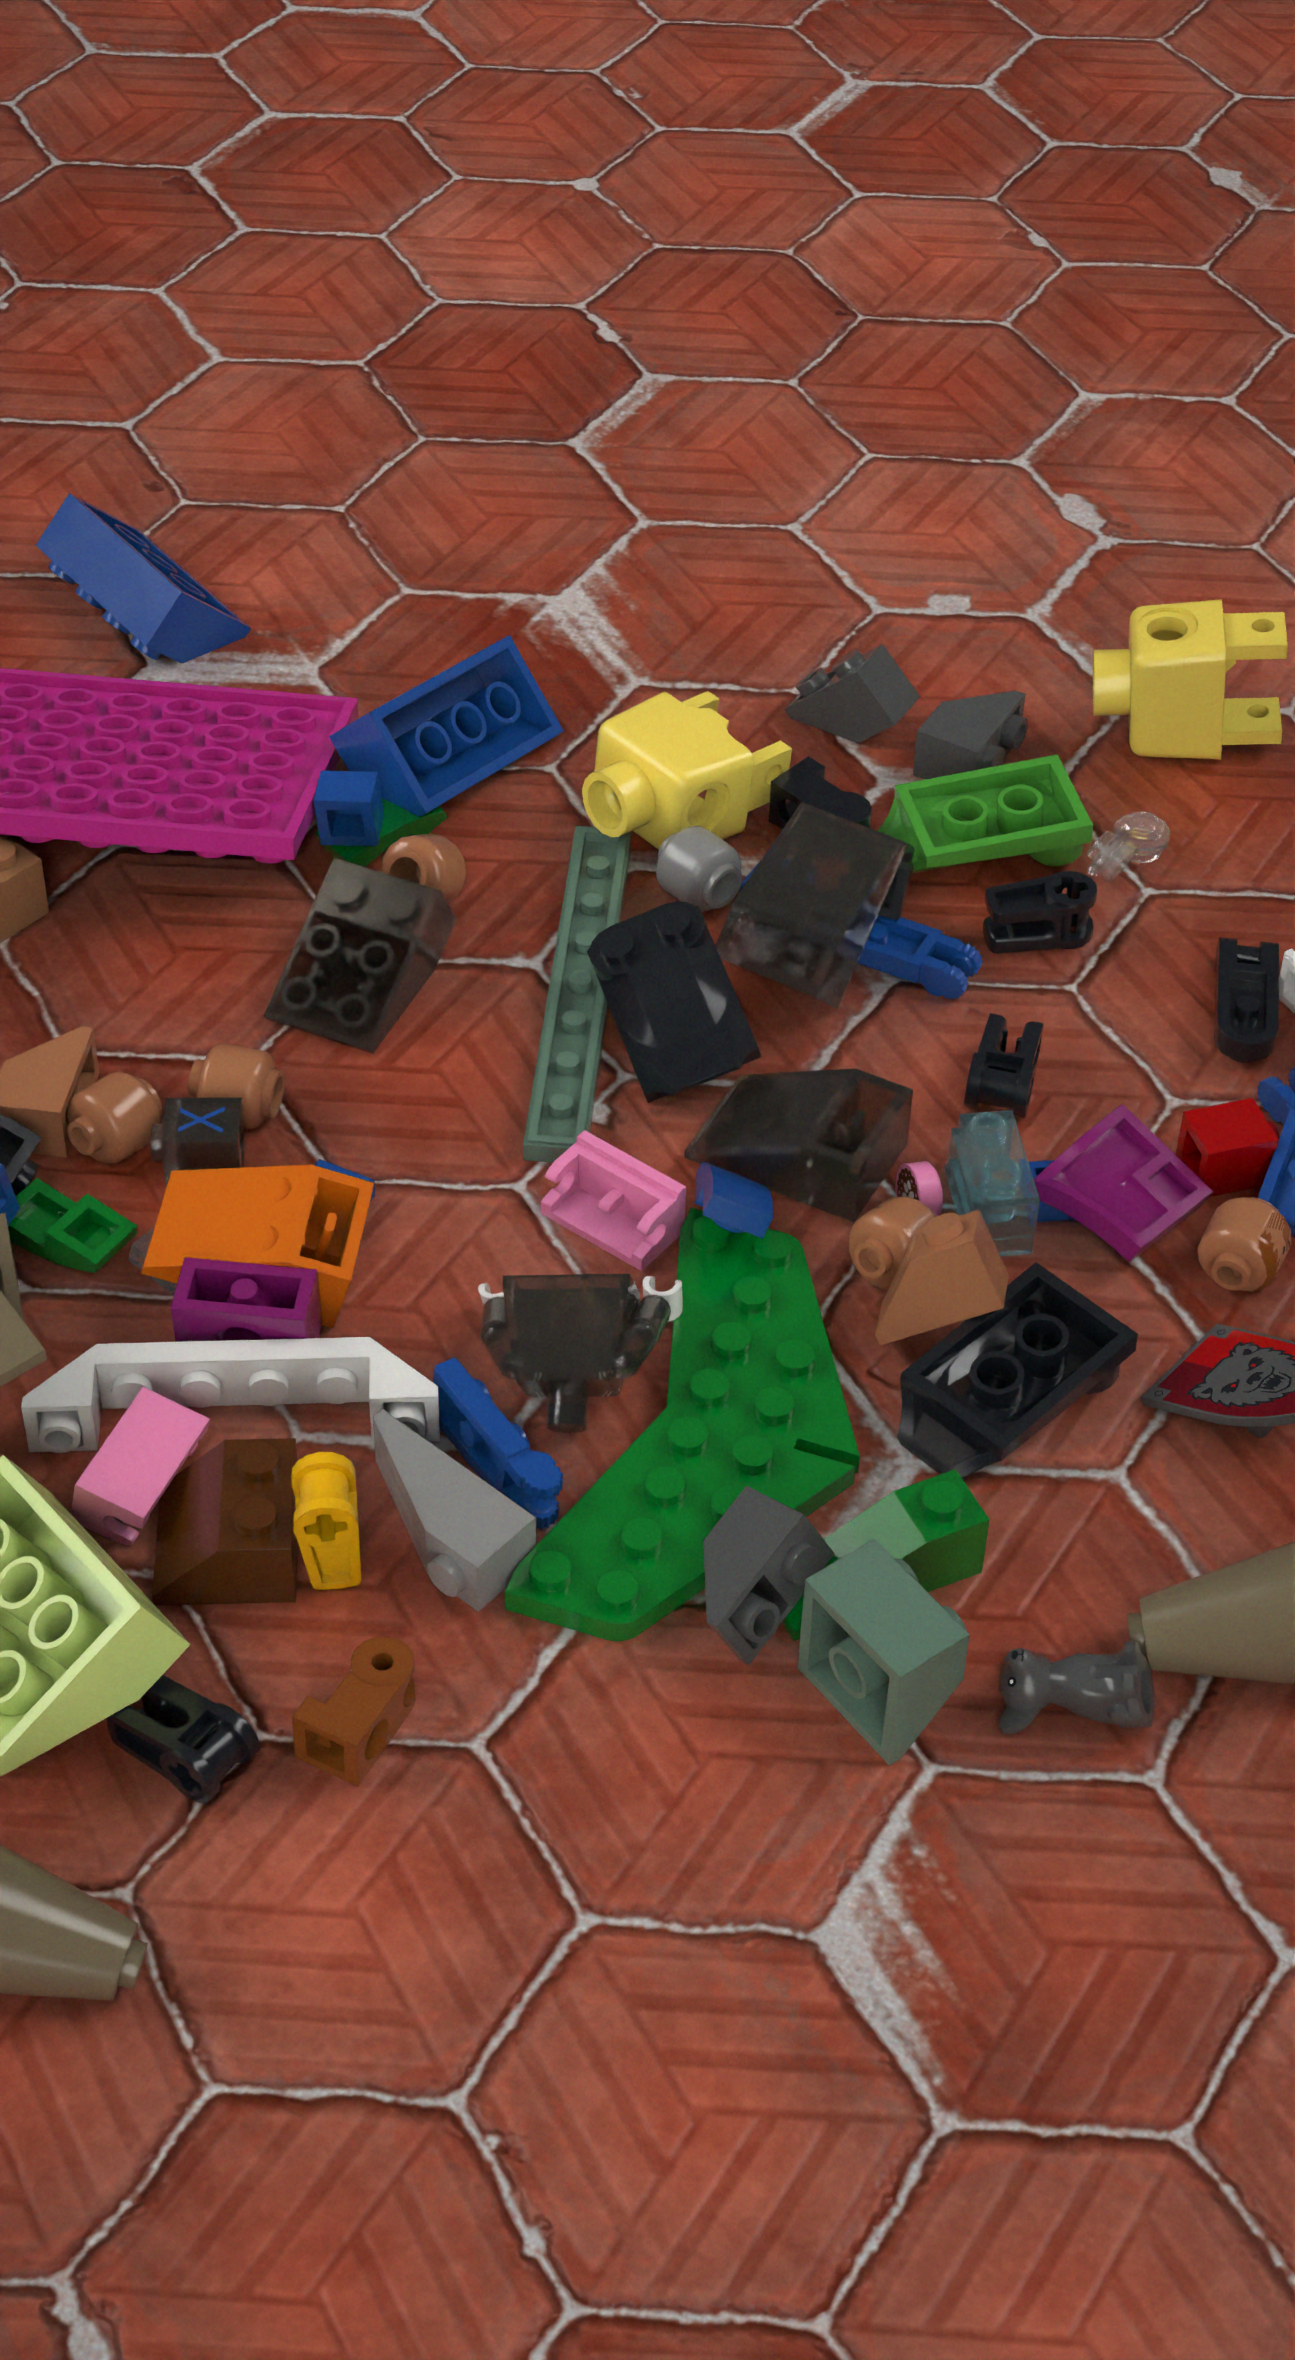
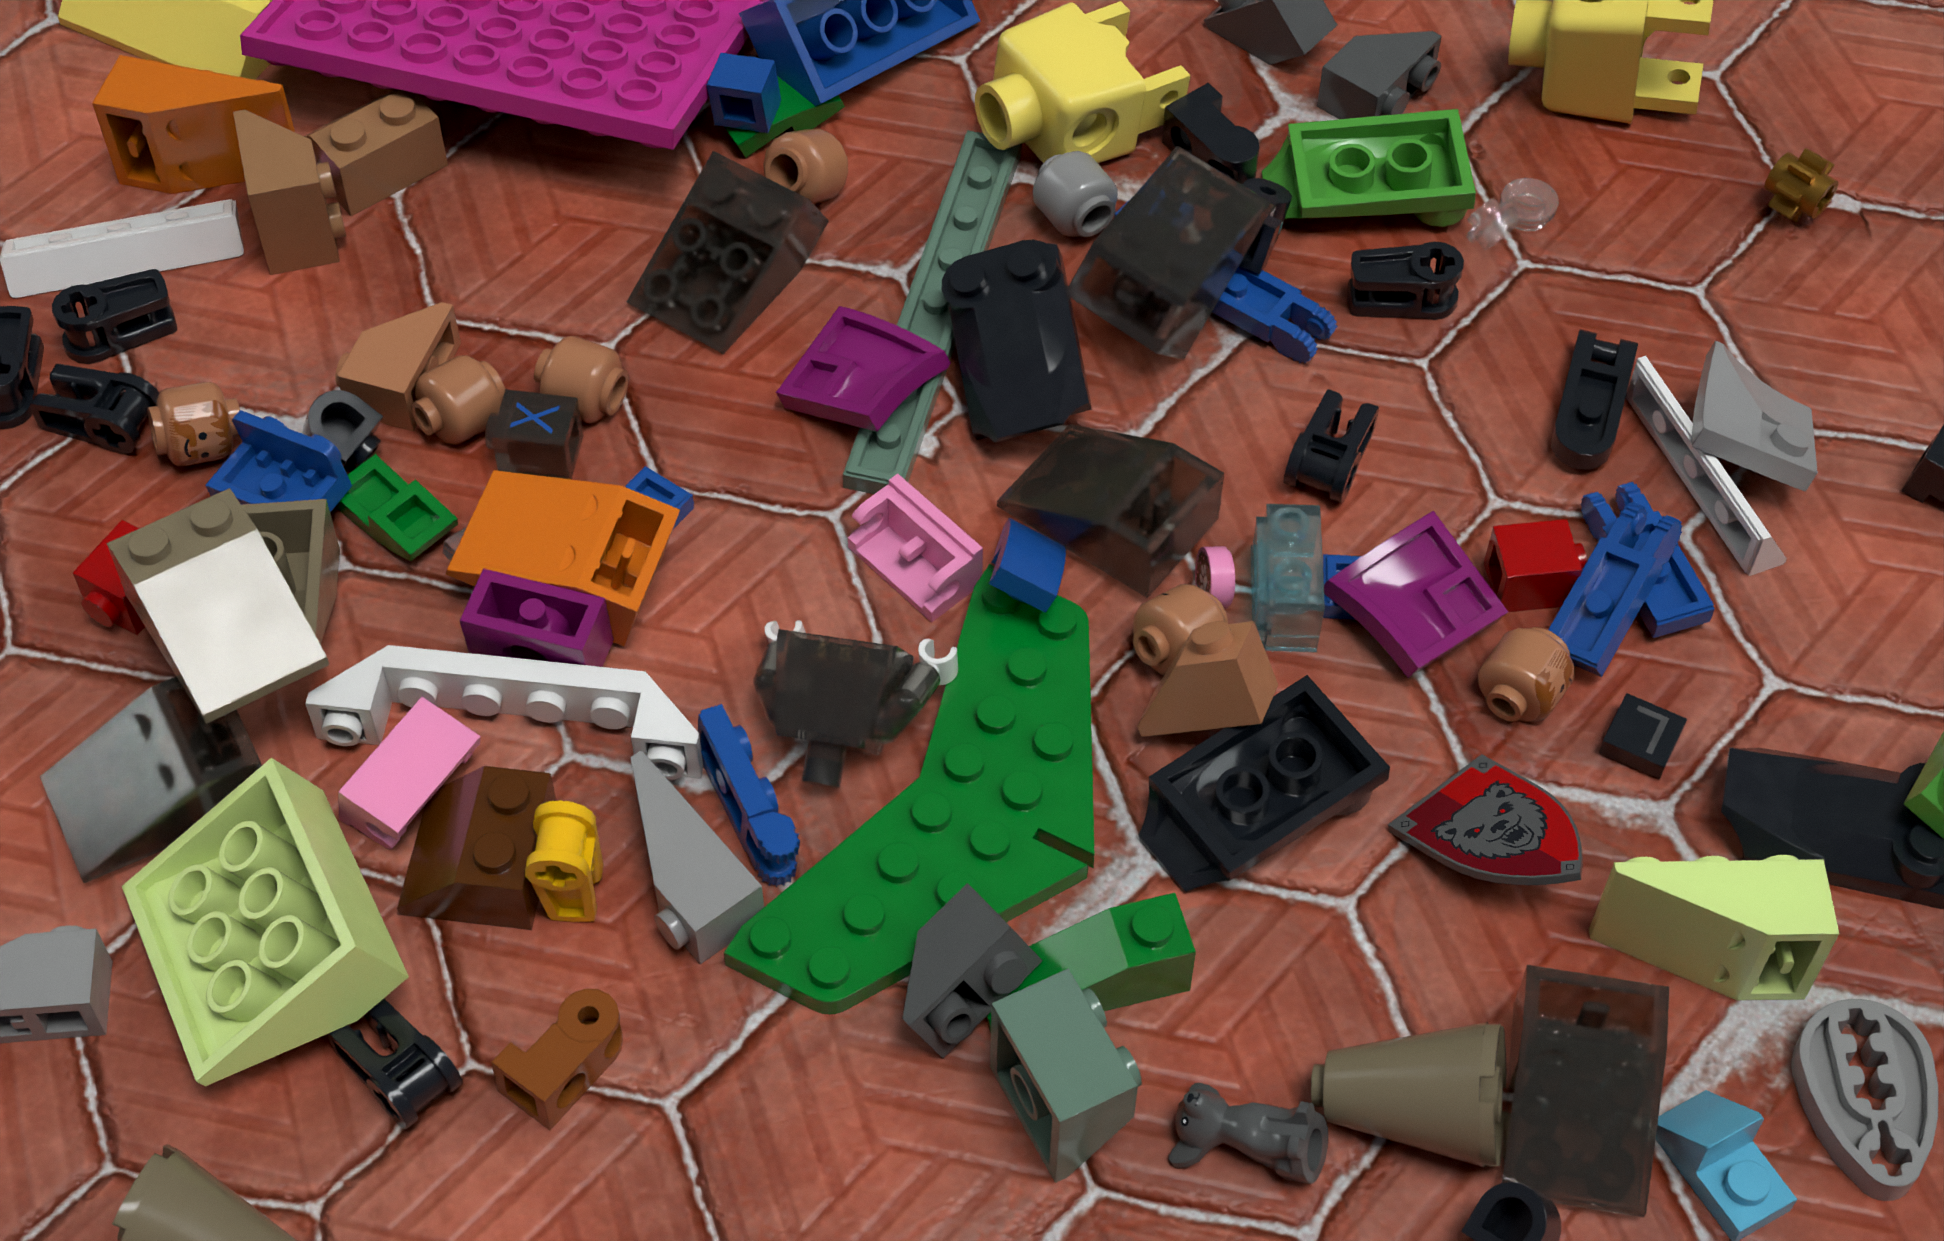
camera: 10 degrees right, 10 degrees up
(520, 1047) = (860, 370): none -> magenta plate

